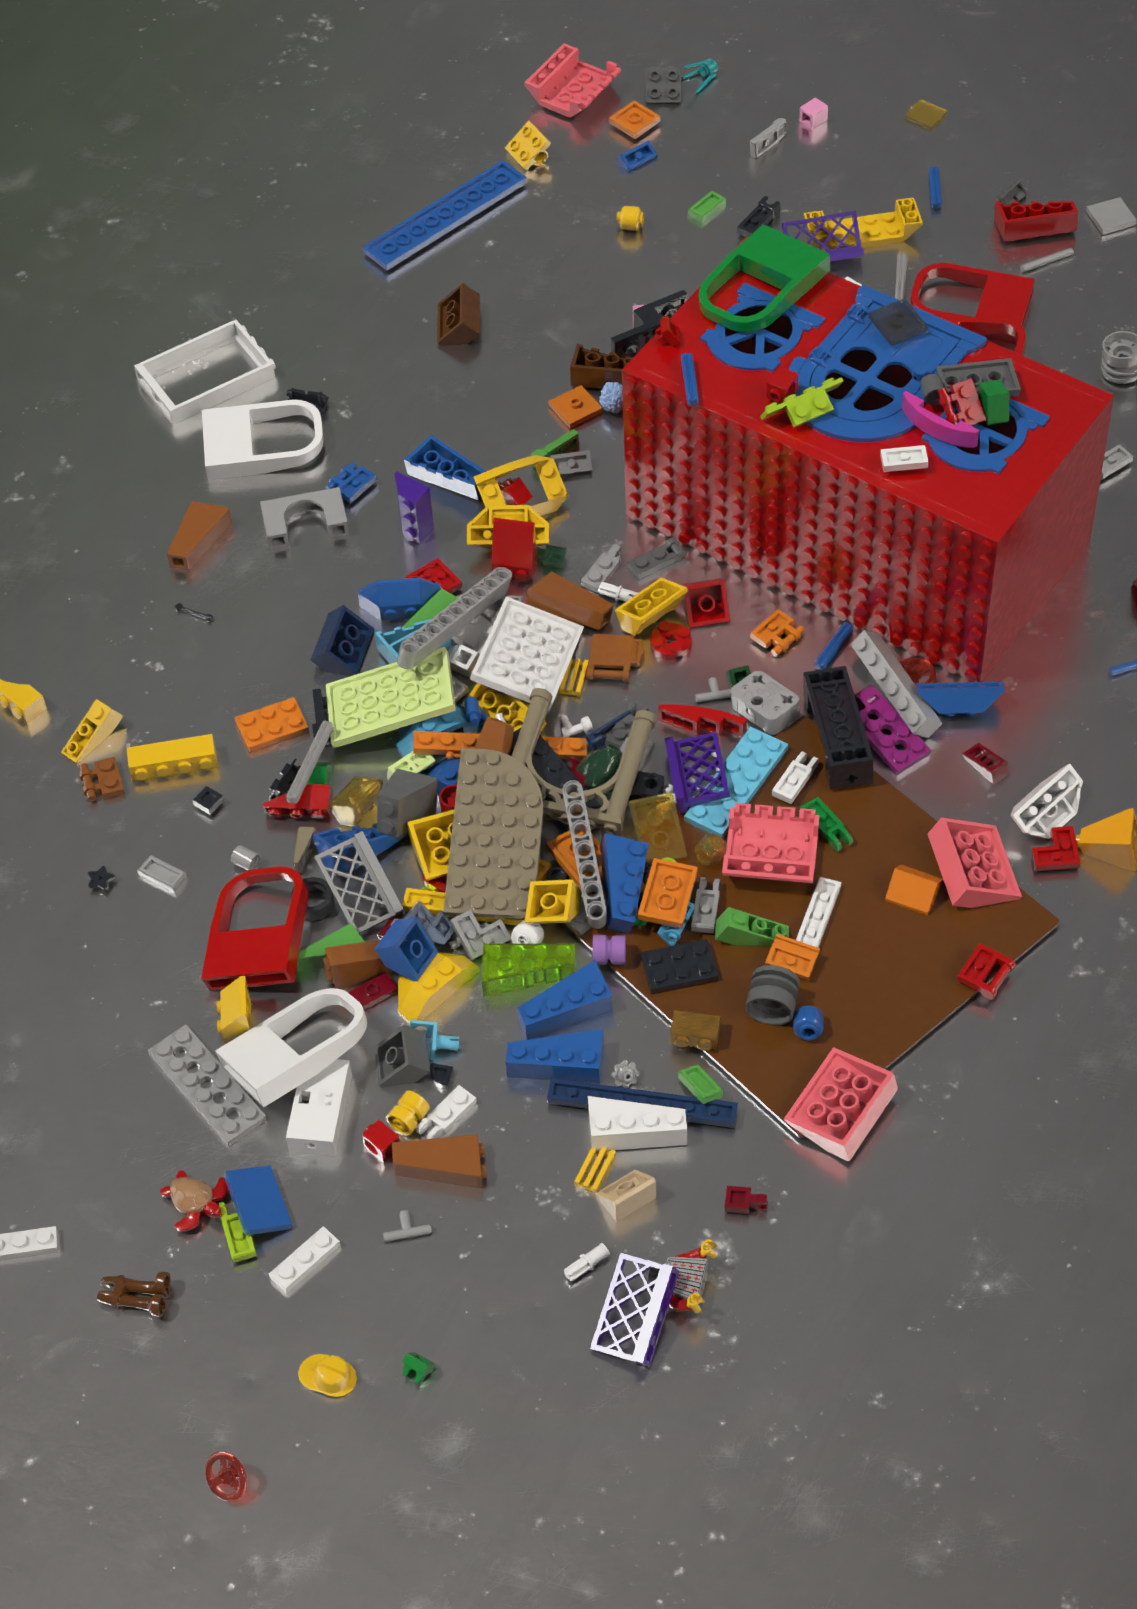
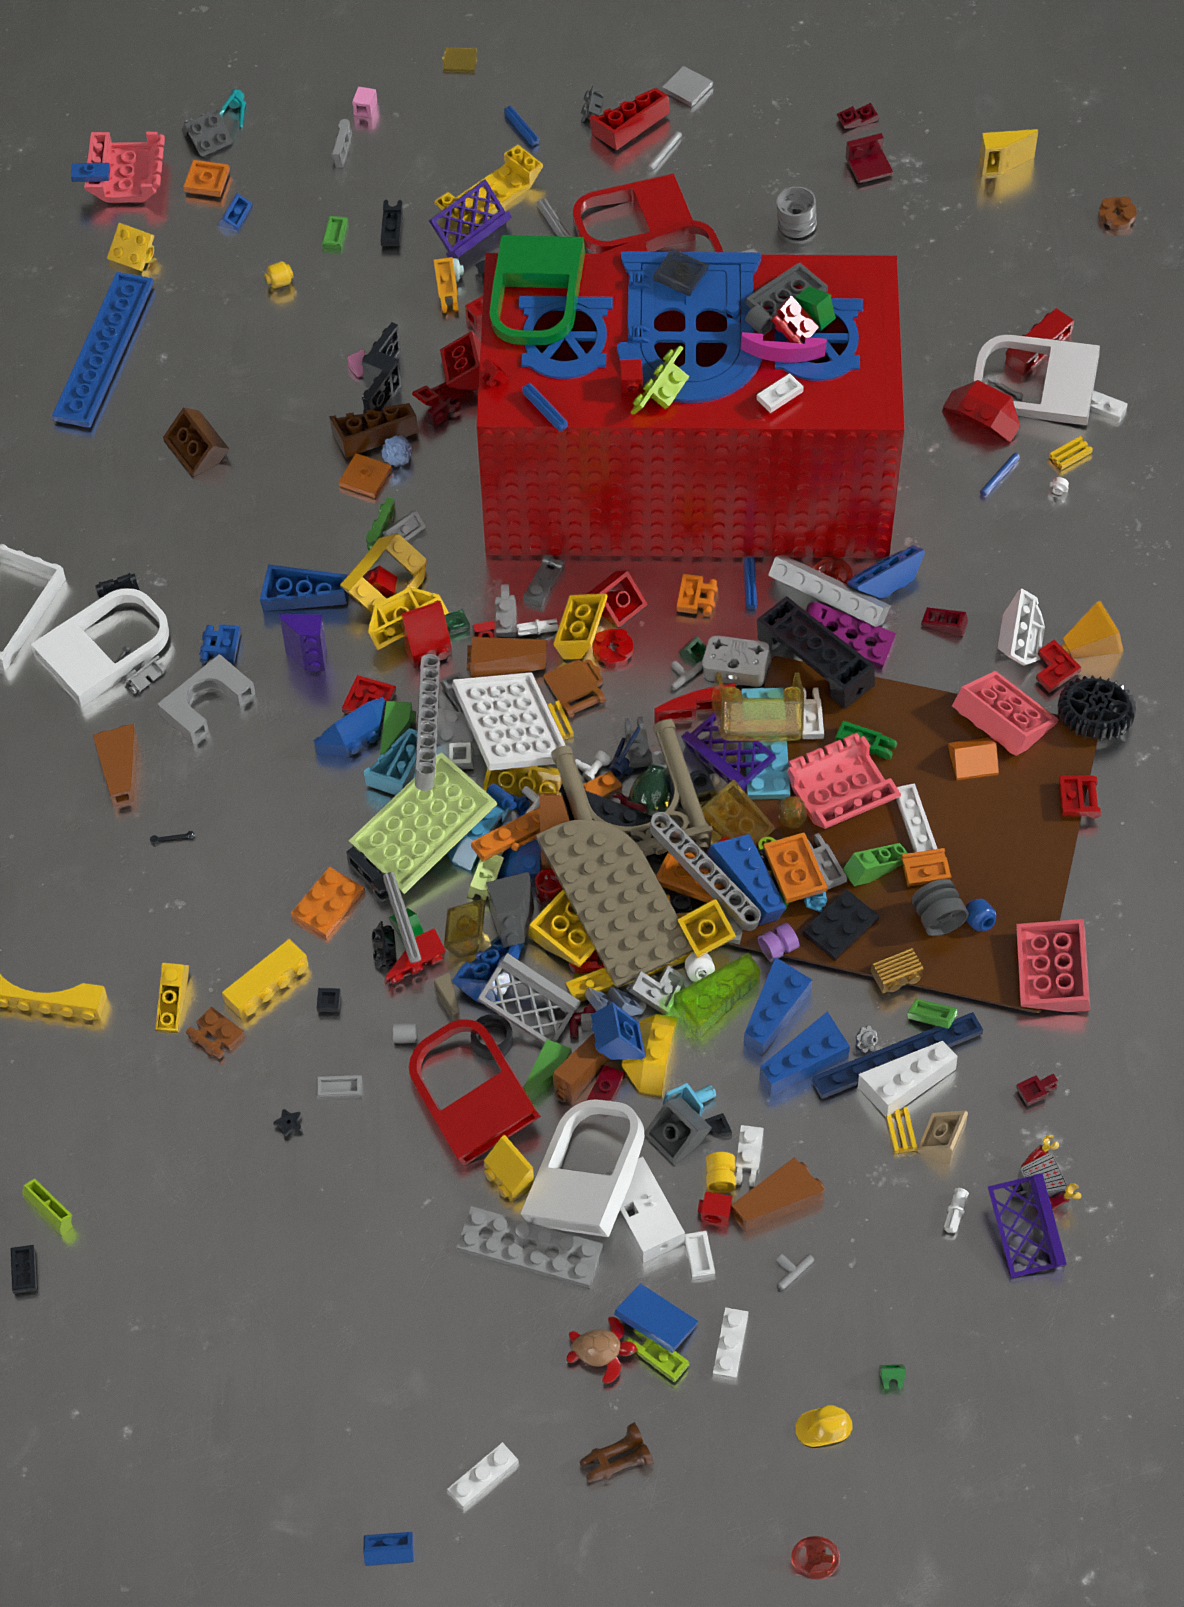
camera: 35 degrees left, 5 degrees up
(282, 474) = (138, 679): none -> light grey hinge
(338, 1171) = (699, 1255): none -> white tile
(342, 642) = (333, 795): dark blue slope -> none
(537, 72) = (90, 172): none -> blue plate
(572, 571) = (484, 628): none -> red tile
(742, 755) = (759, 717): none -> clear yellow windscreen
(1064, 903) = (1096, 708): none -> black gear

